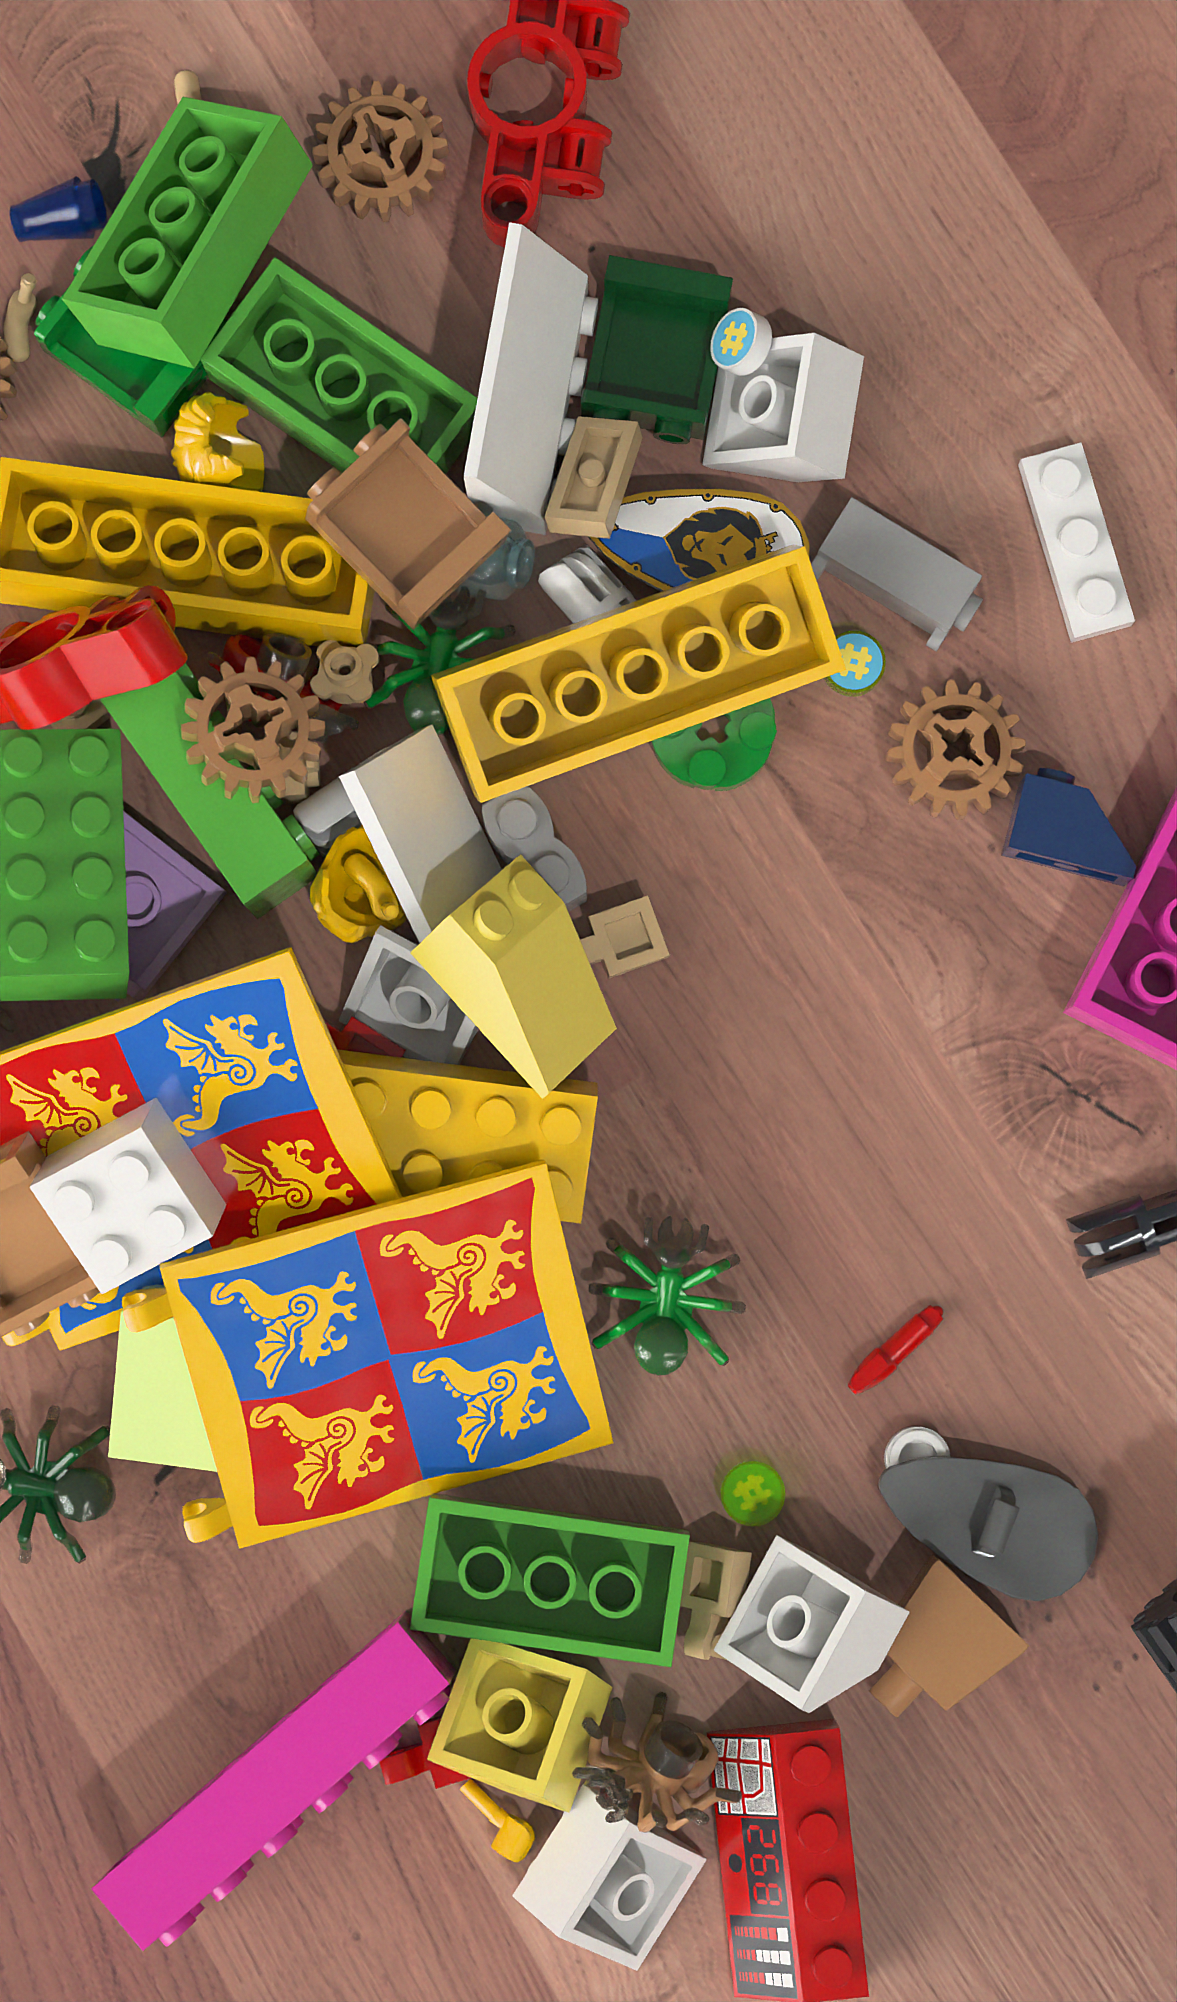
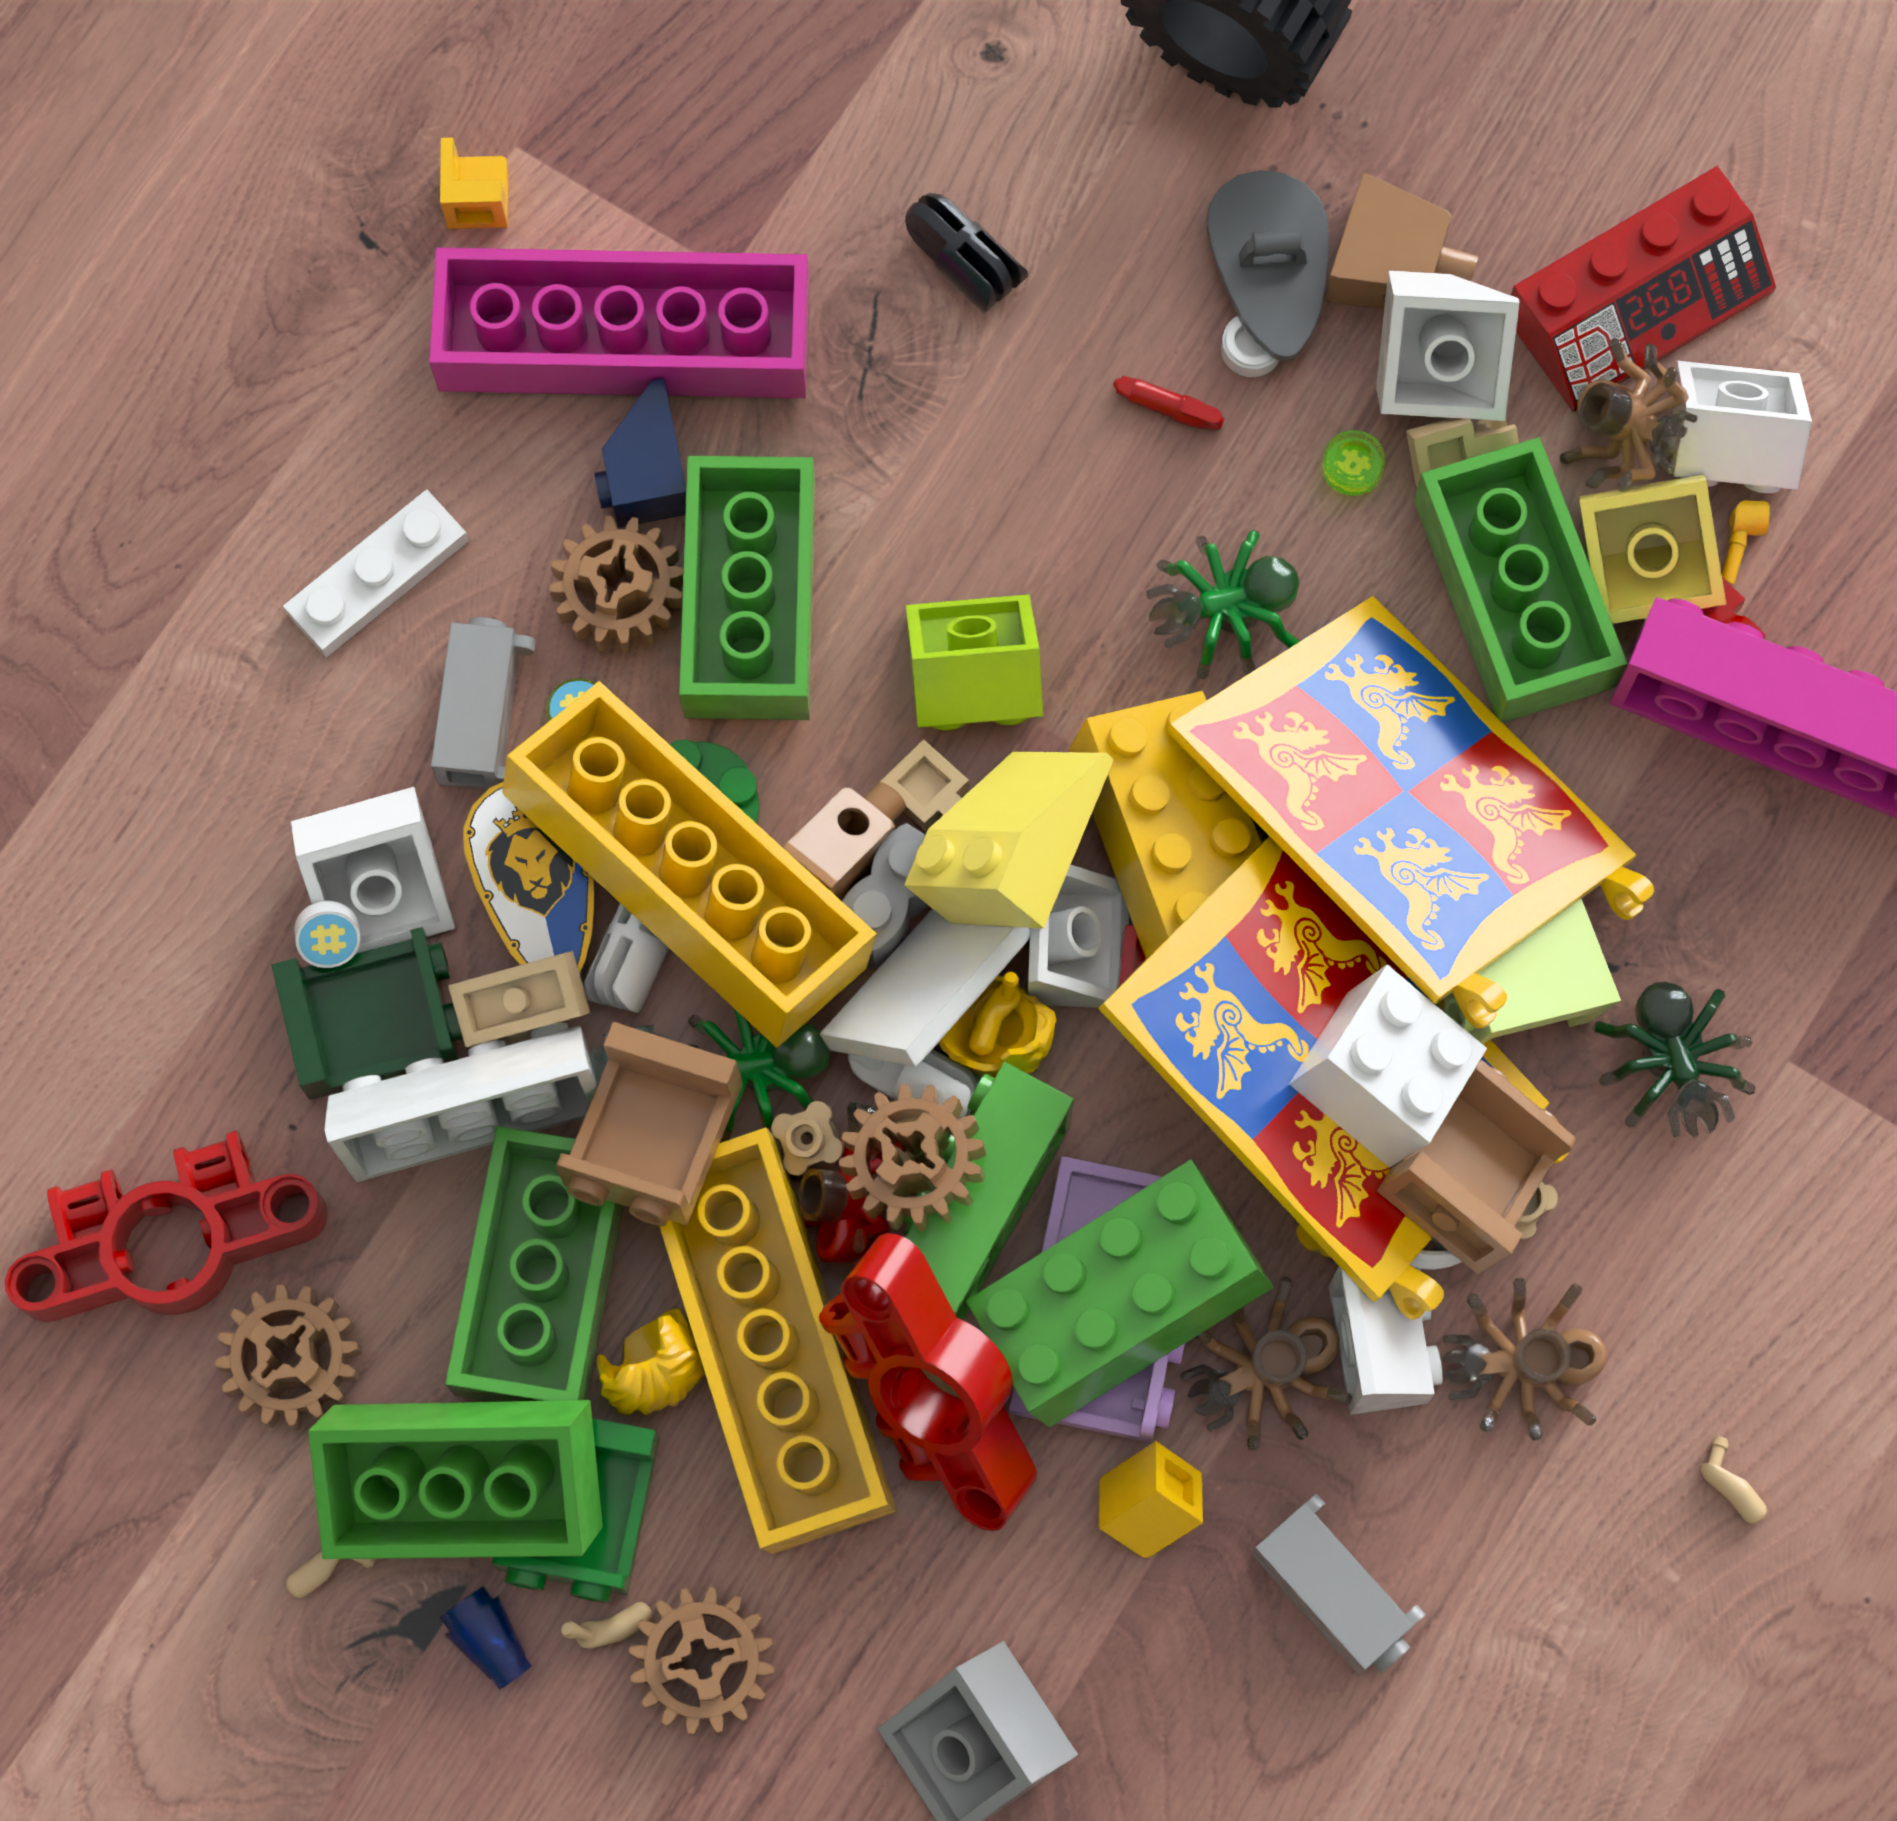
camera: 120 degrees left, 10 degrees down
(580, 804) = (845, 836): none -> torso
(725, 1038) = (974, 662): none -> lime slope
(890, 862) = (748, 588): none -> bright green brick

